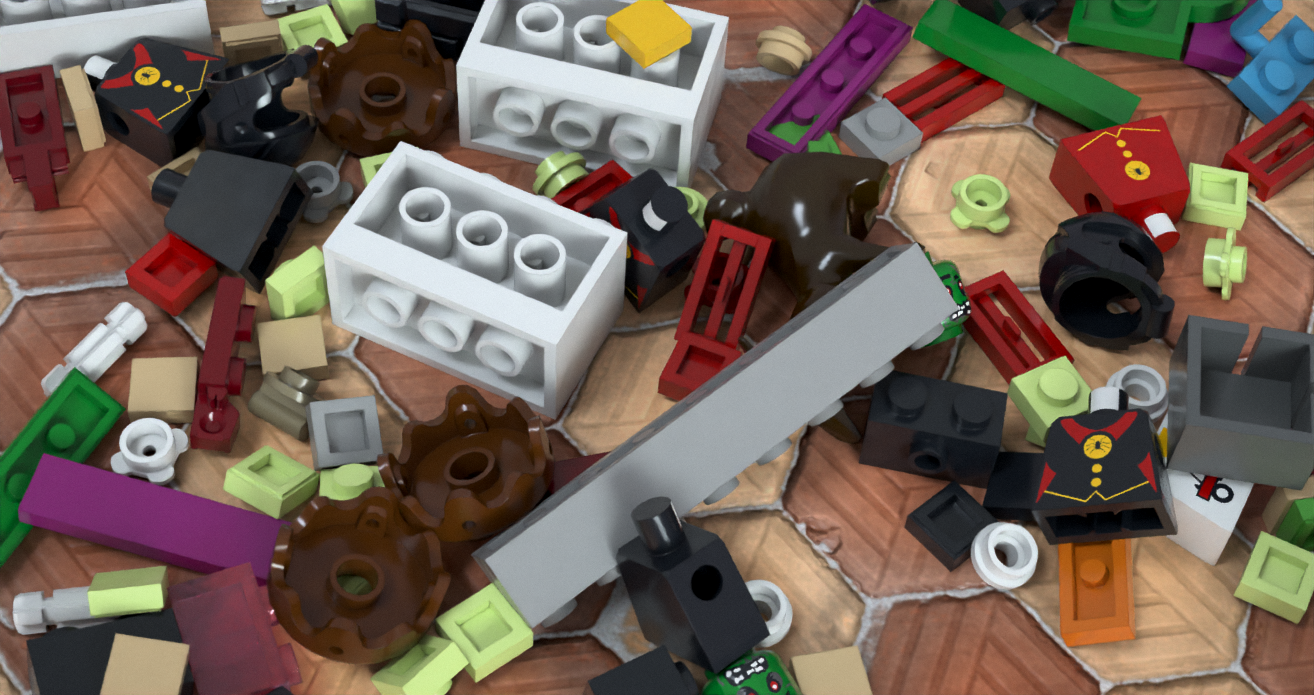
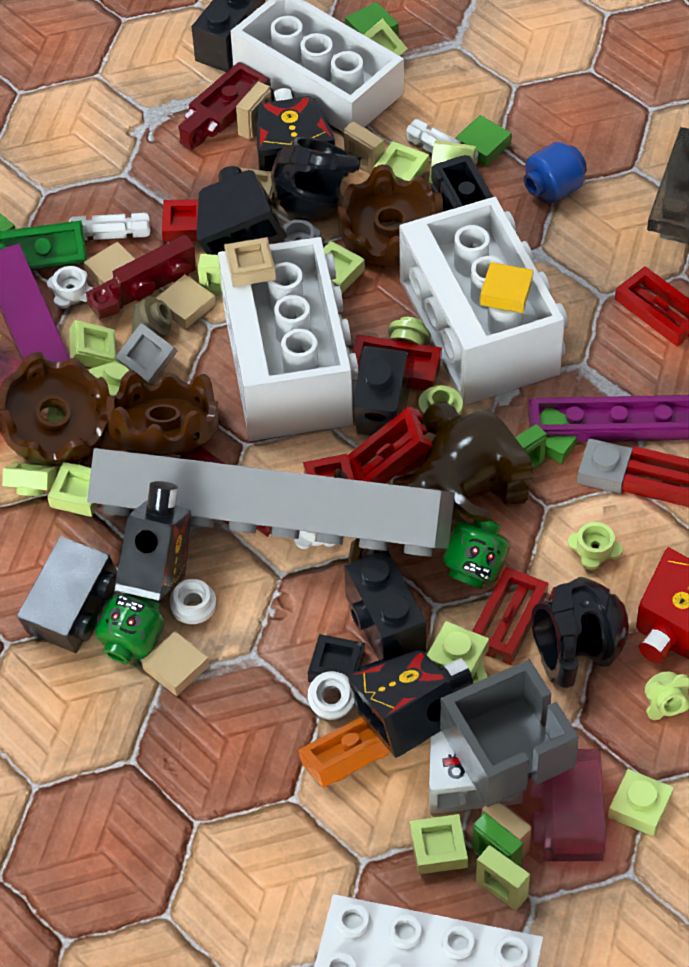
camera: 60 degrees right, 0 degrees up
(378, 222) = (250, 262): none -> tan tile
(782, 50) = (616, 376): tan plate -> none

